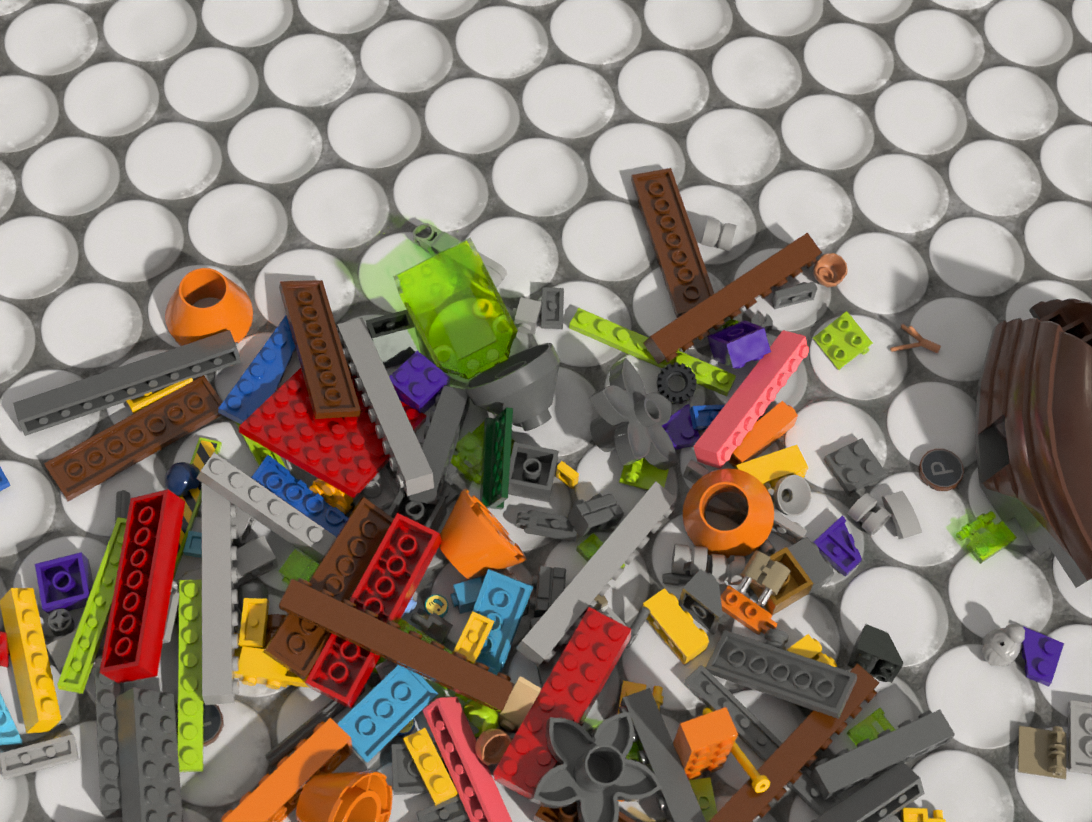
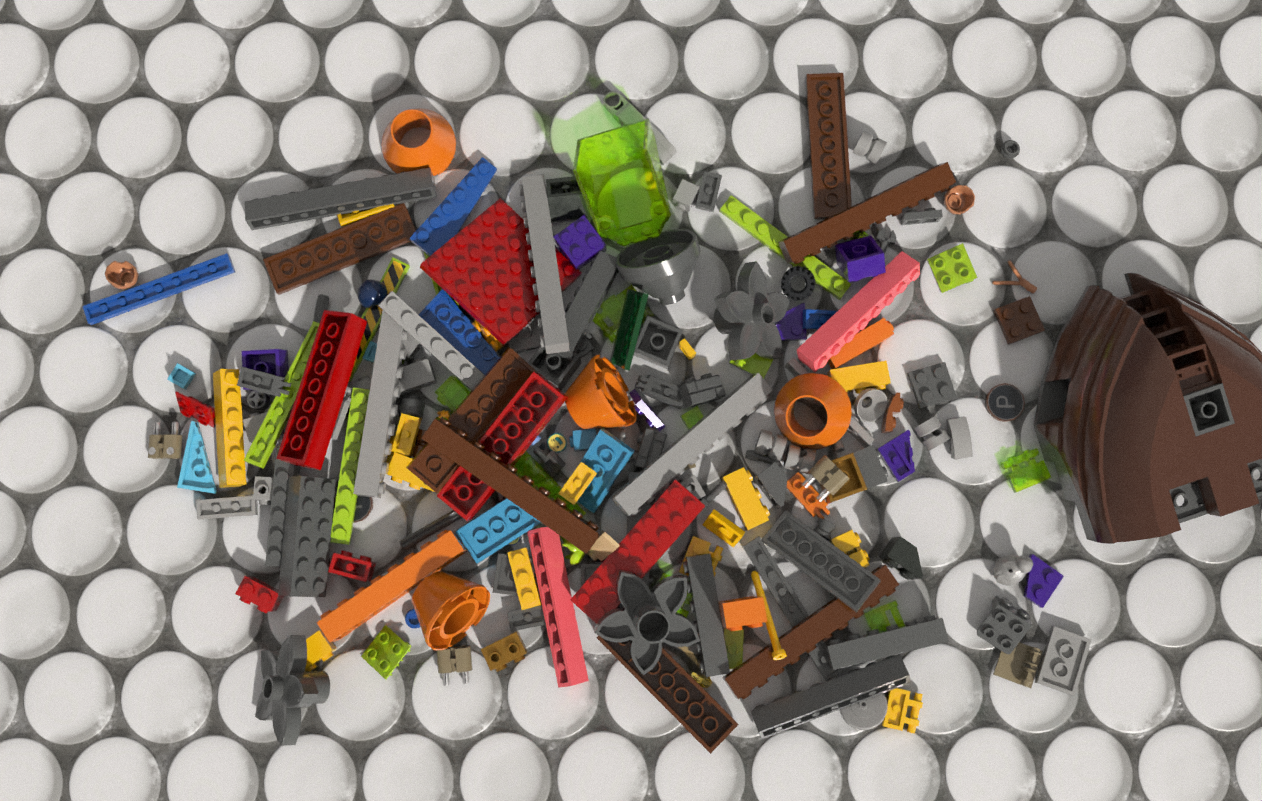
camera: 15 degrees right, 20 degrees up
(67, 592) = (262, 382): none -> dark grey hinge
(84, 725) = (263, 490): none -> light grey brick
(211, 793) = (352, 567): none -> red brick
(319, 349) = (501, 198): reddish brown plate -> none
(492, 746) = (575, 574): nougat hair -> none
(533, 545) = (642, 407): none -> wing
(657, 664) = (723, 528): none -> yellow plate
(818, 497) = (894, 407): none -> dark orange slope
(870, 209) = (1010, 144): none -> dark grey plate
(931, 382) = (1019, 320): none -> reddish brown plate
(1013, 711) = (1004, 625): none -> dark grey bracket

